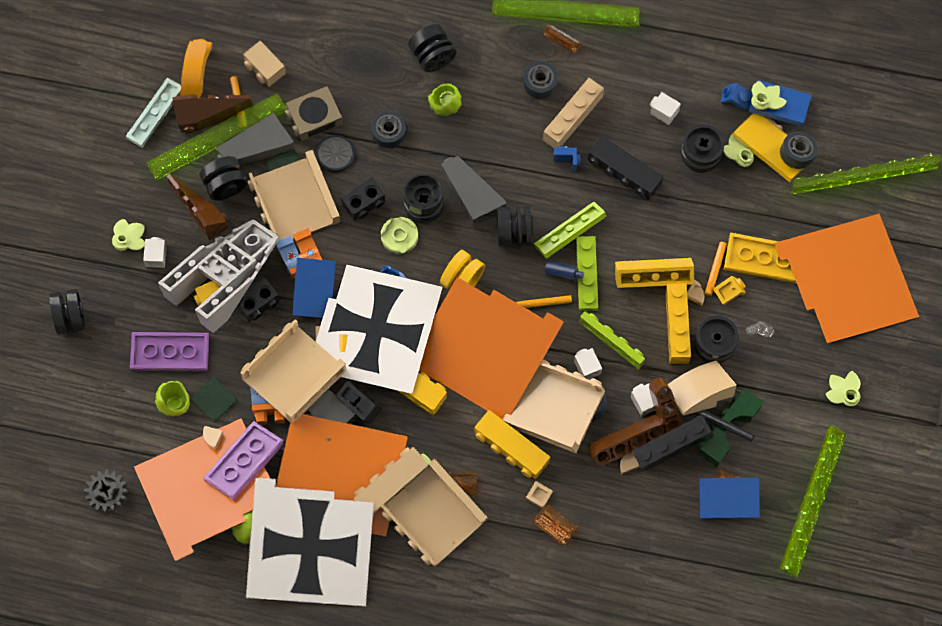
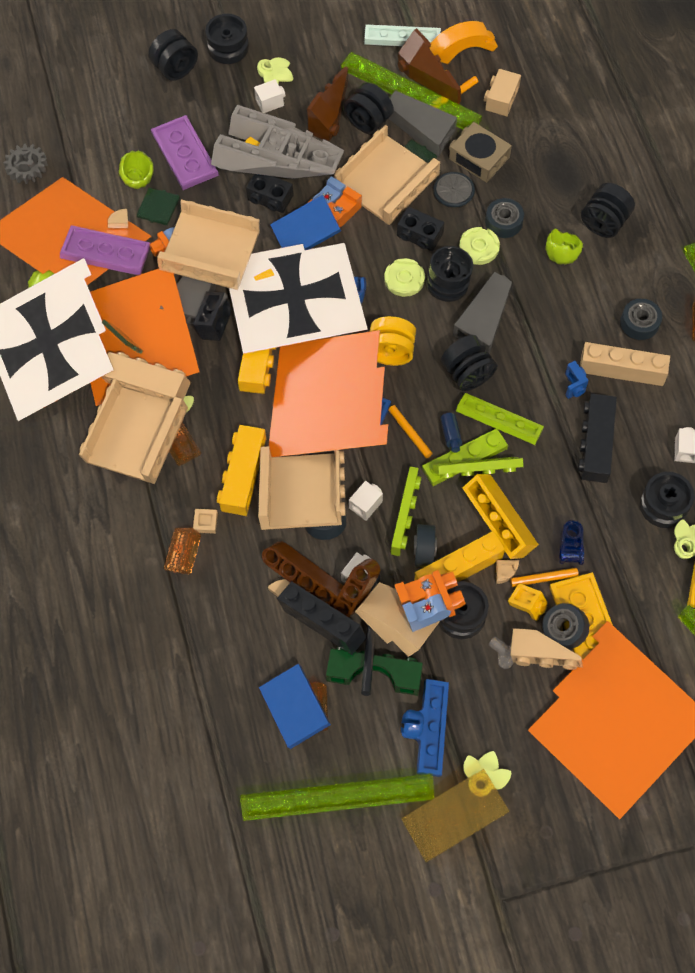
camera: 65 degrees right, 5 degrees down
(73, 258) = (227, 38): none -> black wheel
(345, 481) = (122, 336): none -> piece
(402, 162) = (480, 244): none -> yellowish green tile
(604, 267) = (487, 466): none -> lime plate
(651, 339) = (425, 545): none -> black wheel
(702, 235) = (571, 547): none -> clear blue piece
(704, 349) = (427, 599): none -> hips
(765, 284) = (558, 616): none -> wheel
(770, 303) = (536, 648): none -> tan slope
(792, 410) = (429, 727): none -> blue plate
(866, 425) = (455, 815): none -> clear yellow tile

